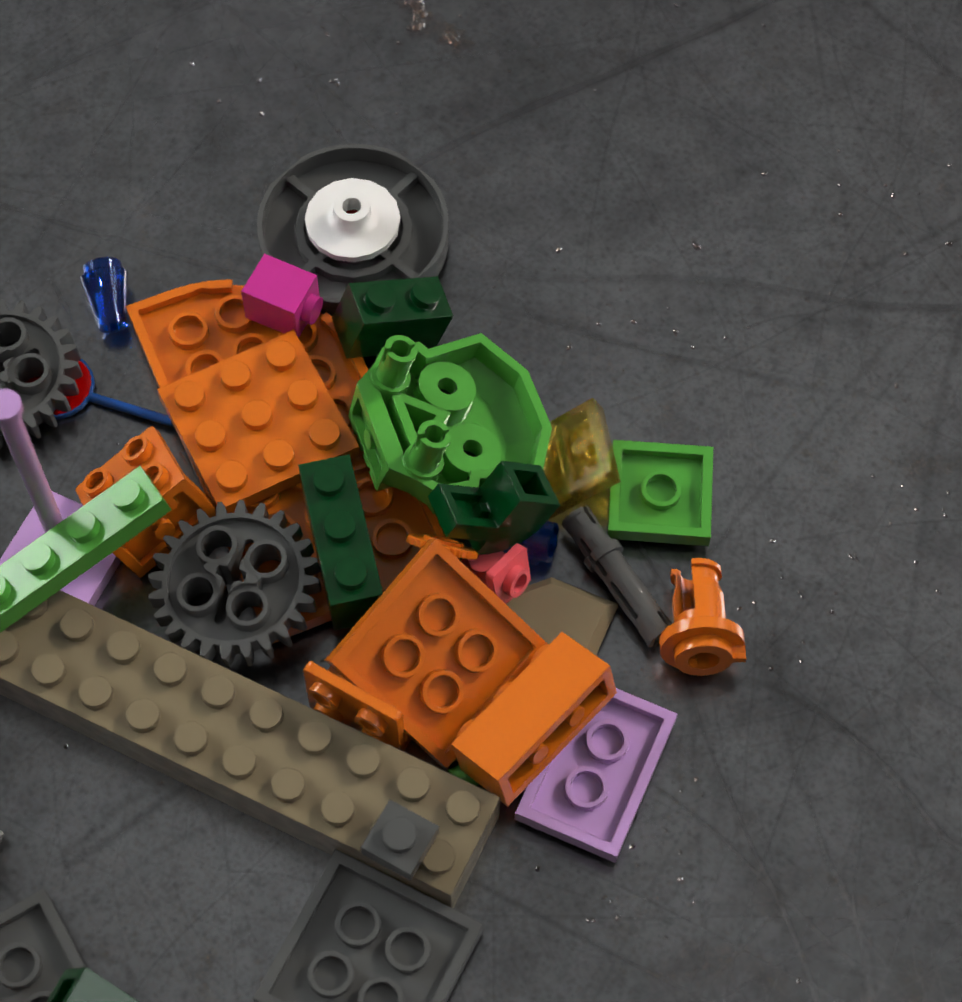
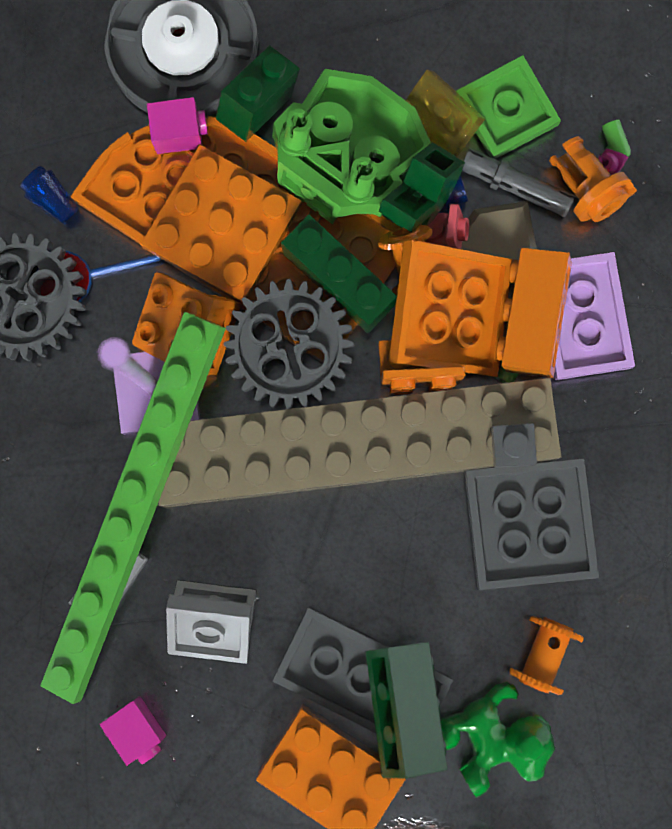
camera: 30 degrees left, 20 degrees up
(762, 609) = (618, 148): none -> arm

